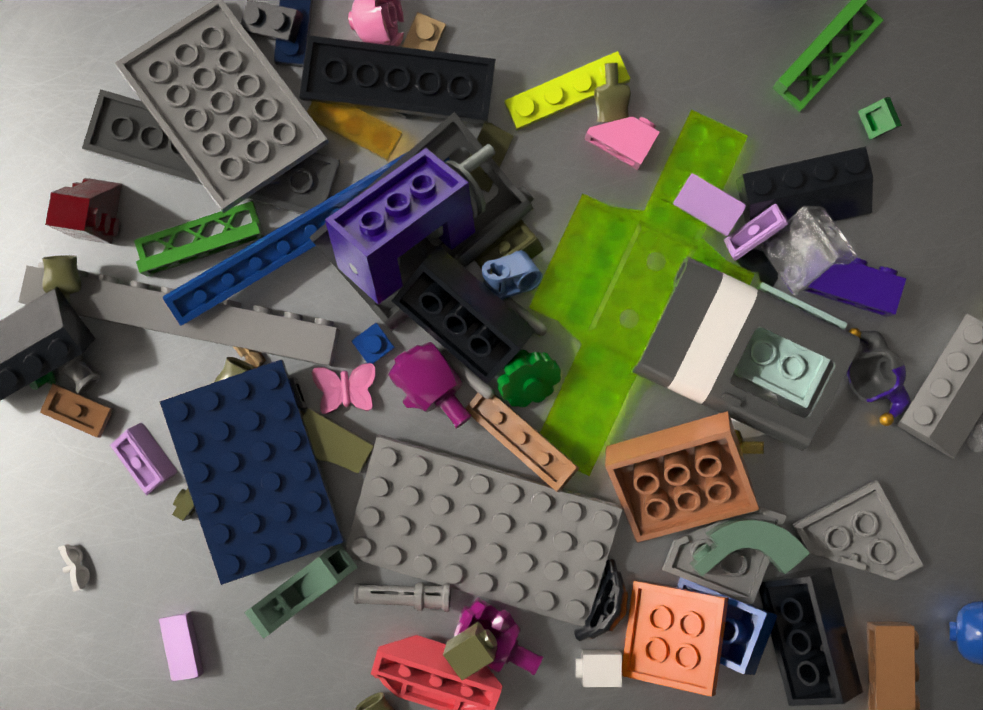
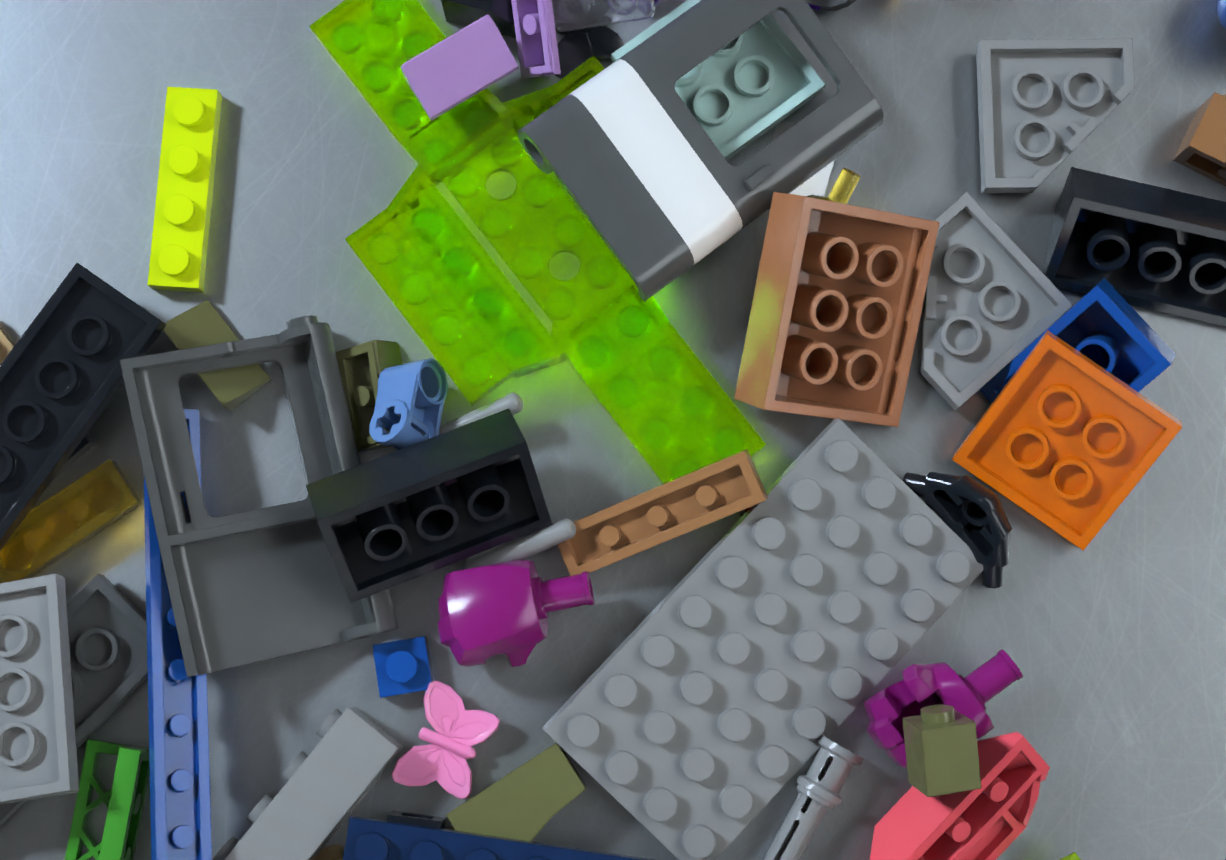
camera: 65 degrees left, 5 degrees down
(400, 211) = (223, 520): dark purple piece -> none
(528, 378) = (576, 457): green plant -> none
(599, 668) = (1058, 575): white brick -> none
(613, 97) = (229, 127): olive piece -> none
(625, 139) = (300, 142): bright pink slope -> none
(775, 542) = (996, 225): sand green arch -> none

